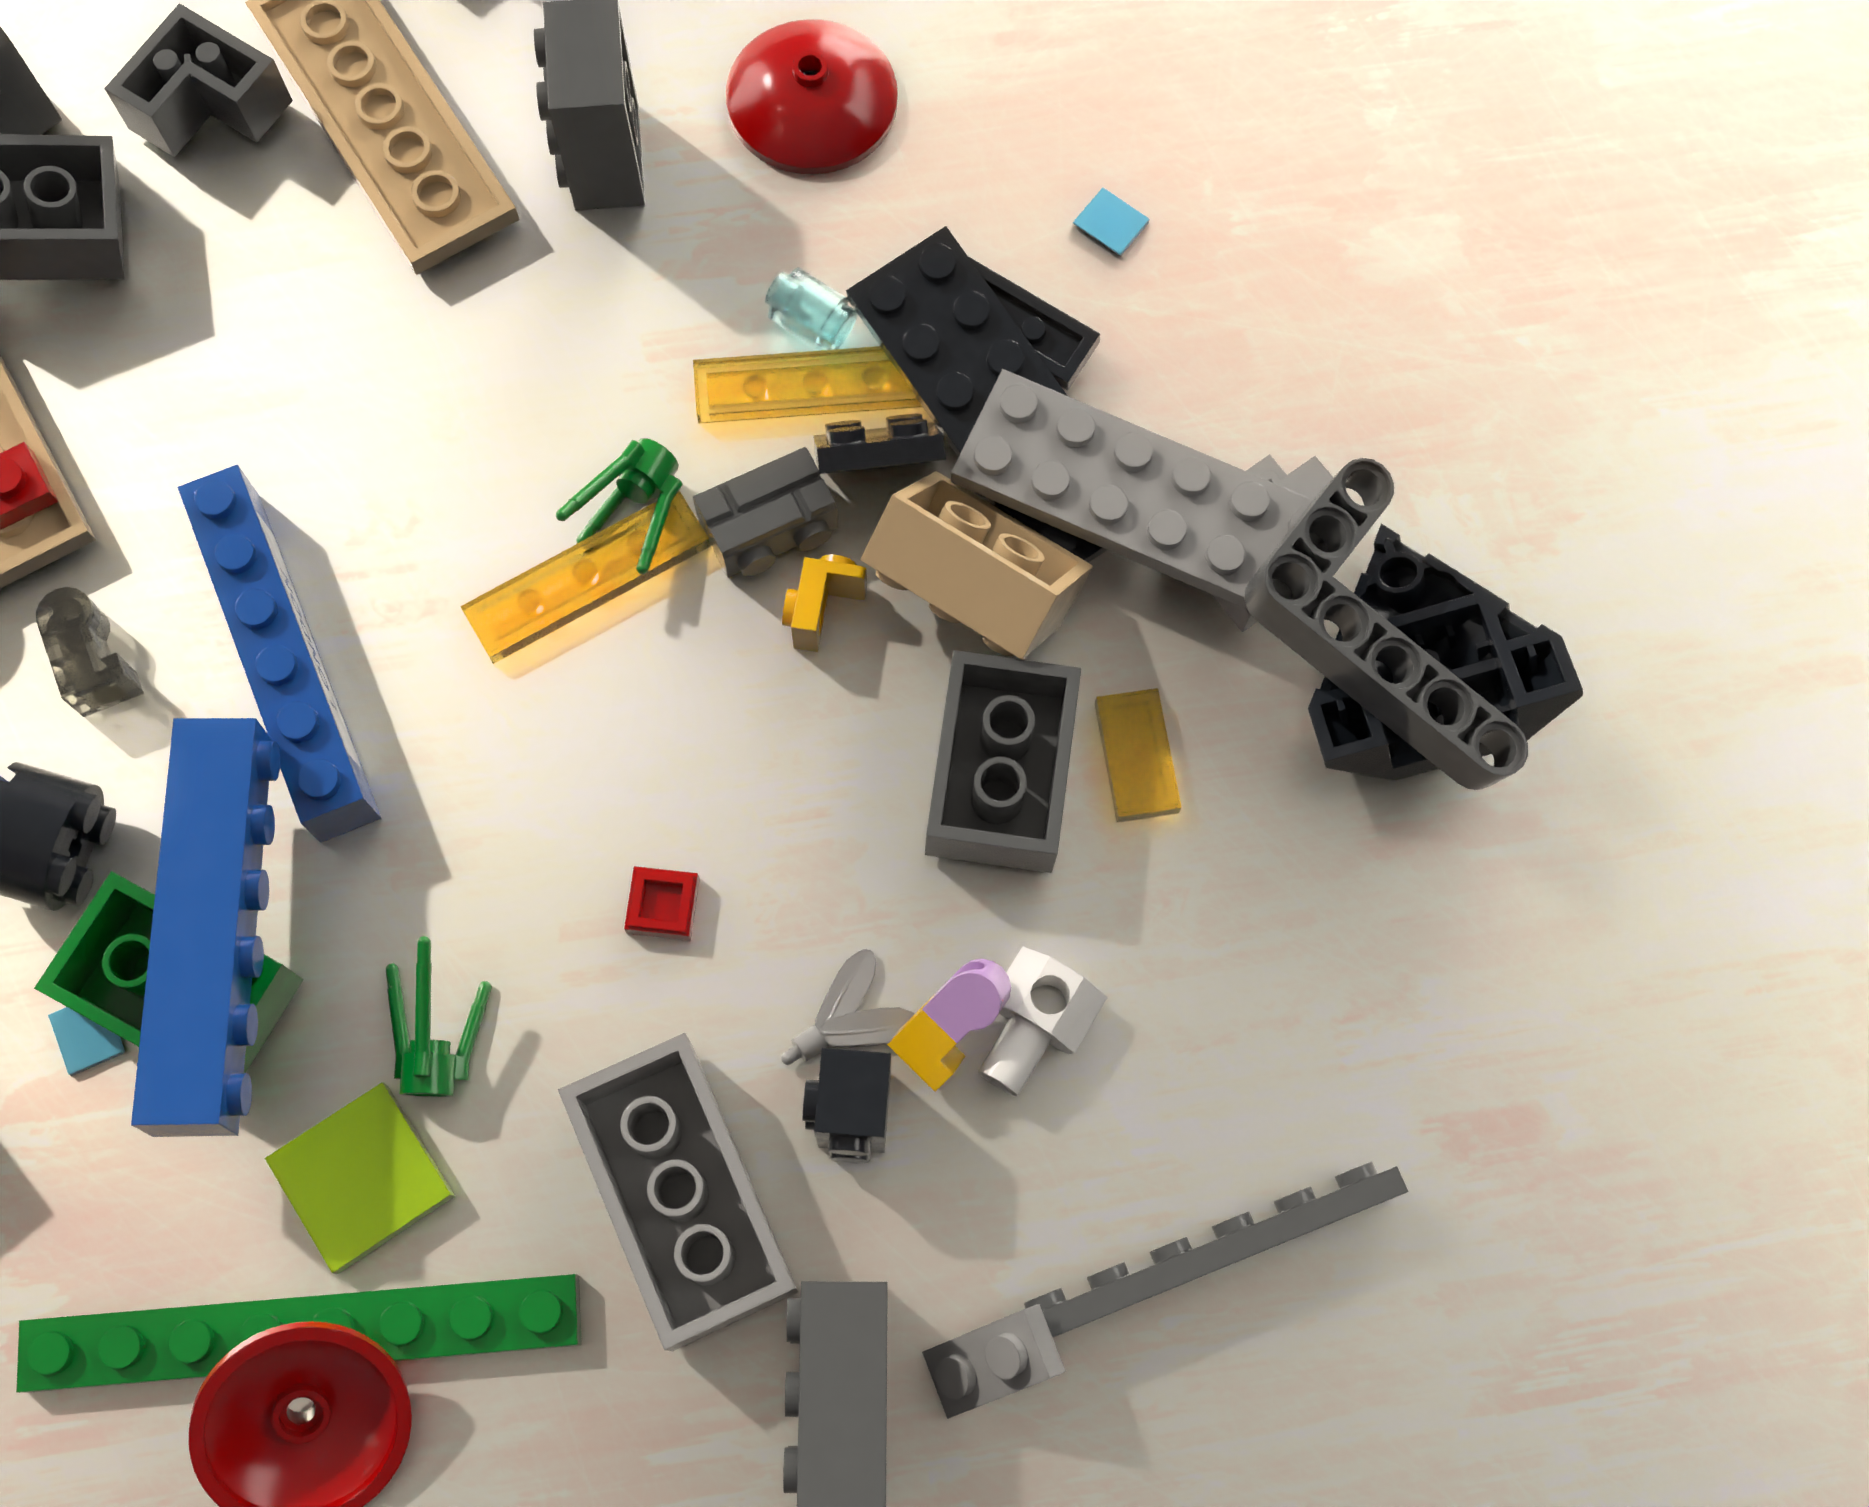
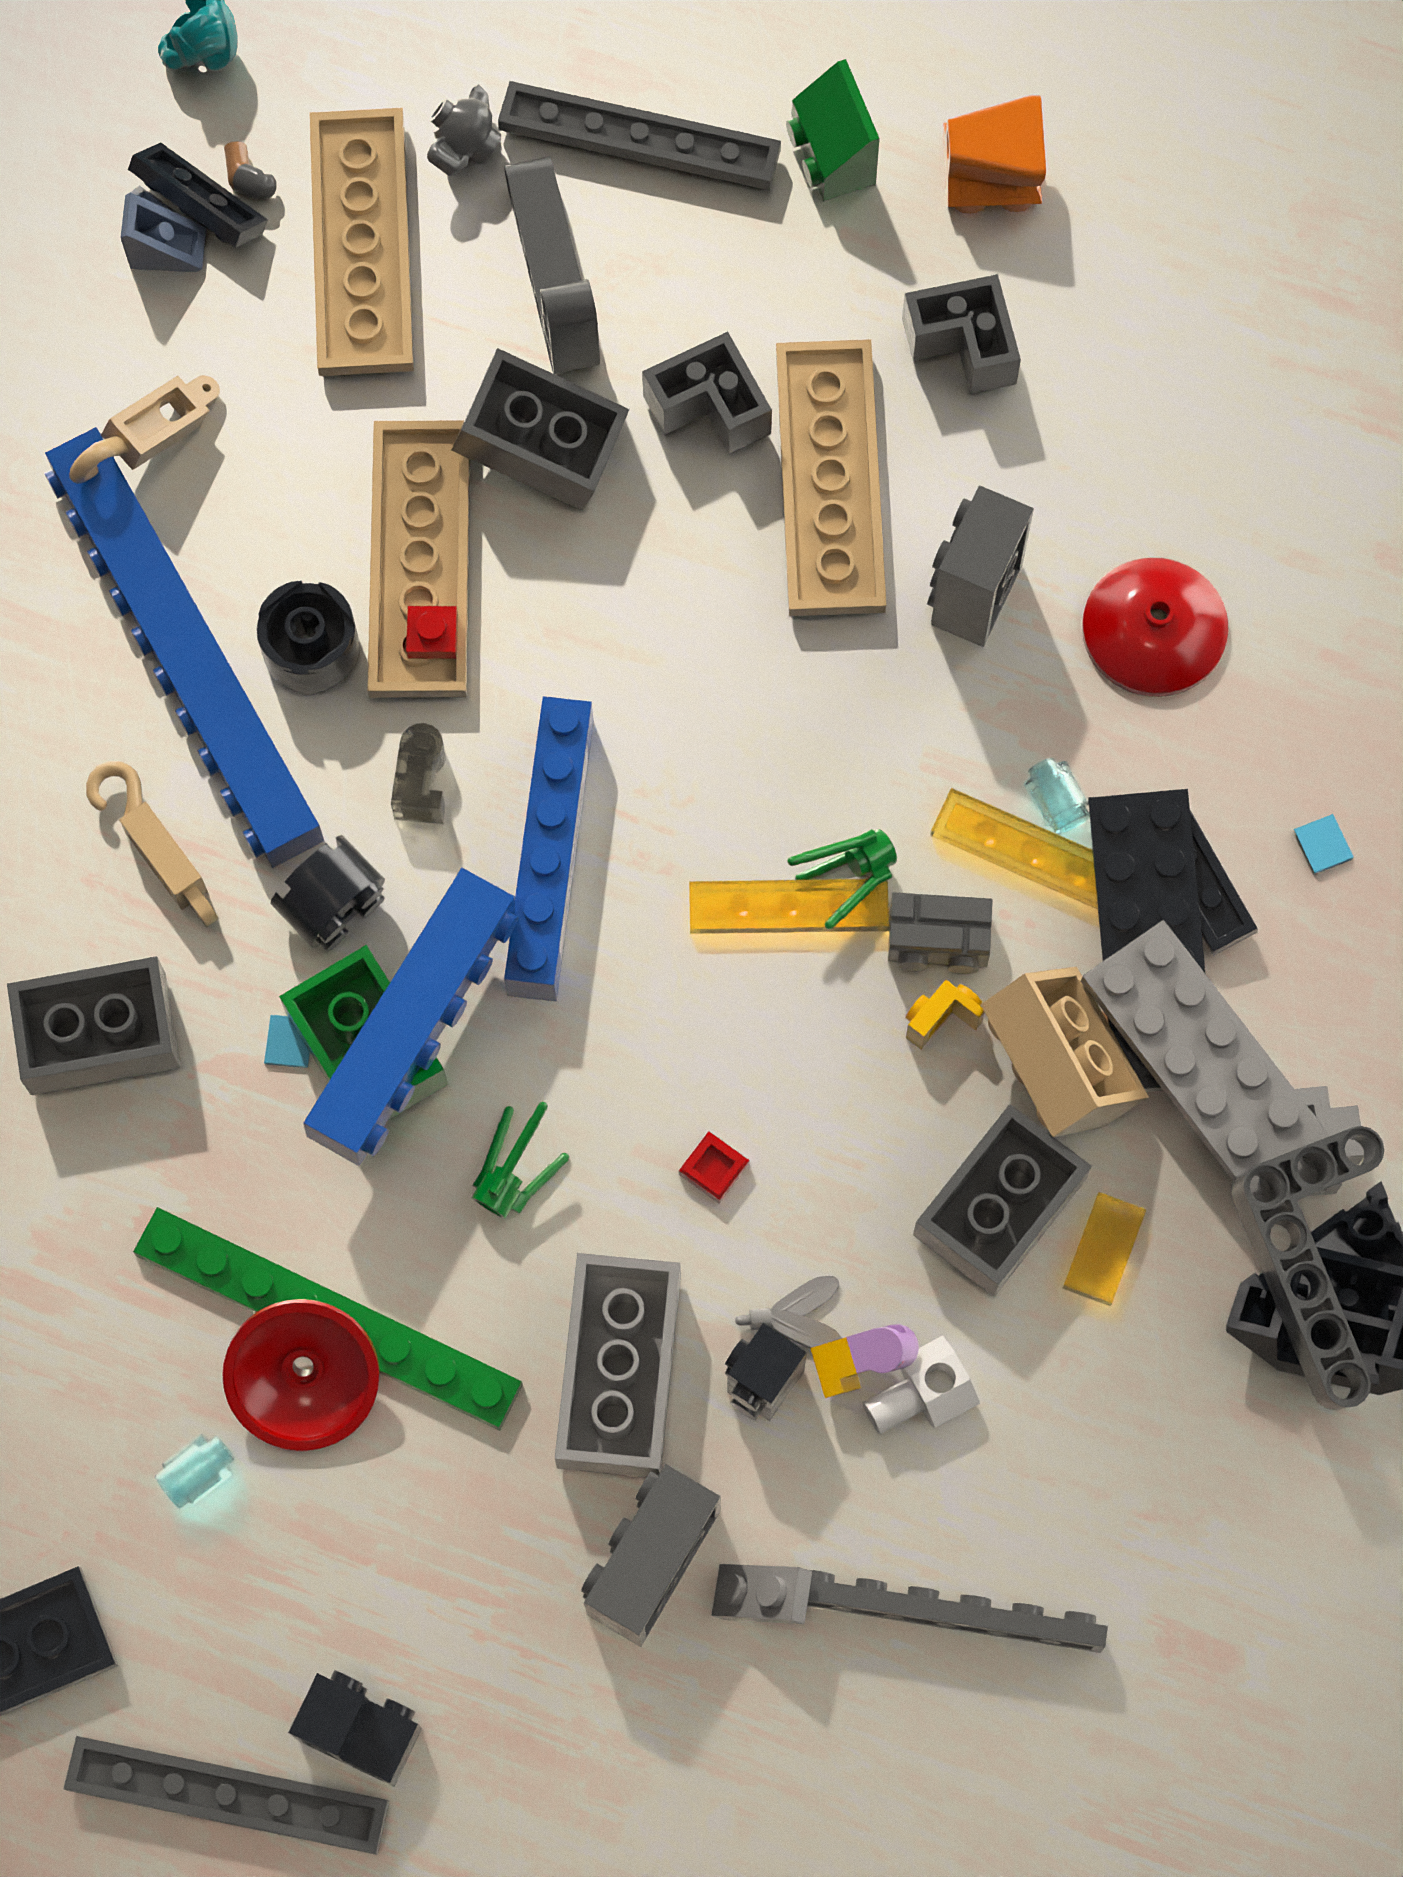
camera: 35 degrees right, 0 degrees up
(359, 1178) = (416, 1238): lime tile -> none
(903, 441) = (1057, 932): black plate -> none

